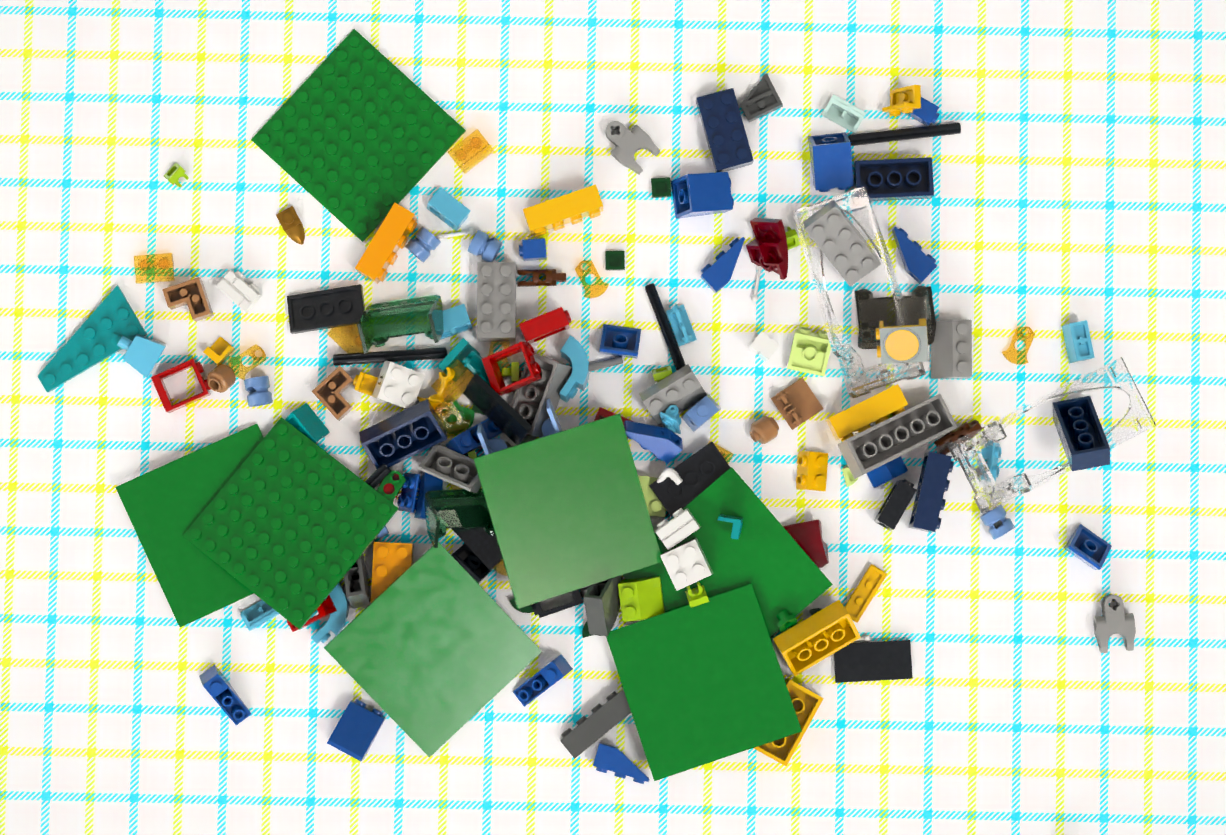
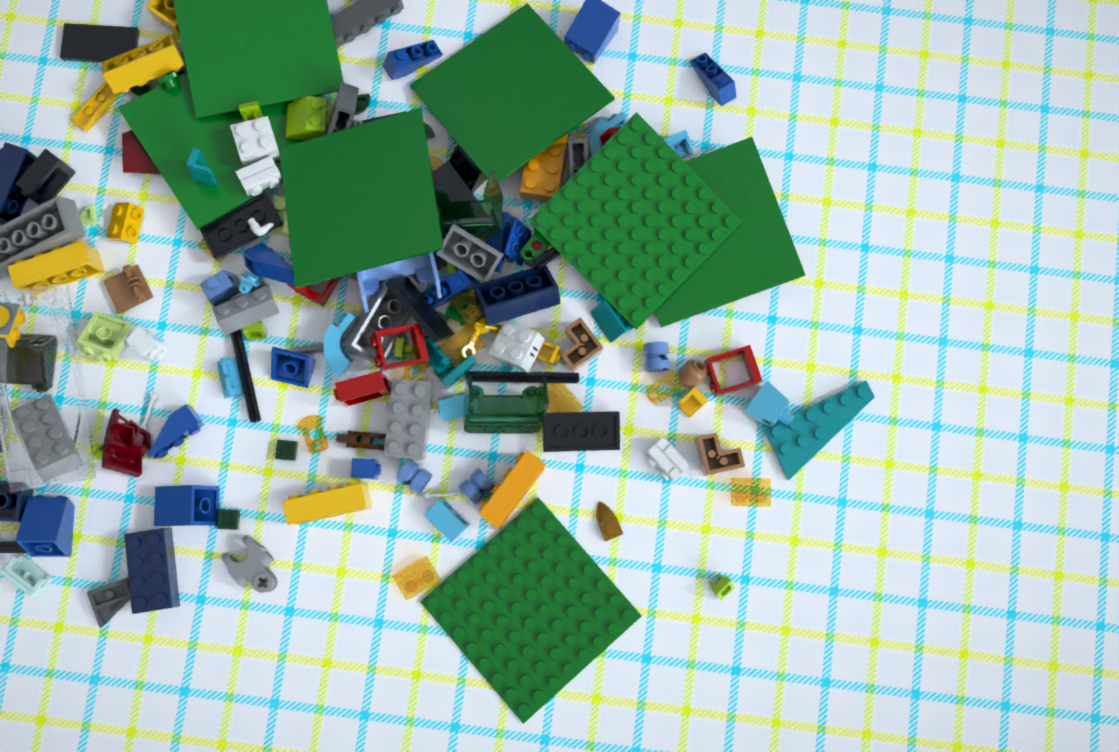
camera: 175 degrees left, 5 degrees down
(764, 430) = (163, 265): medium nougat head -> none

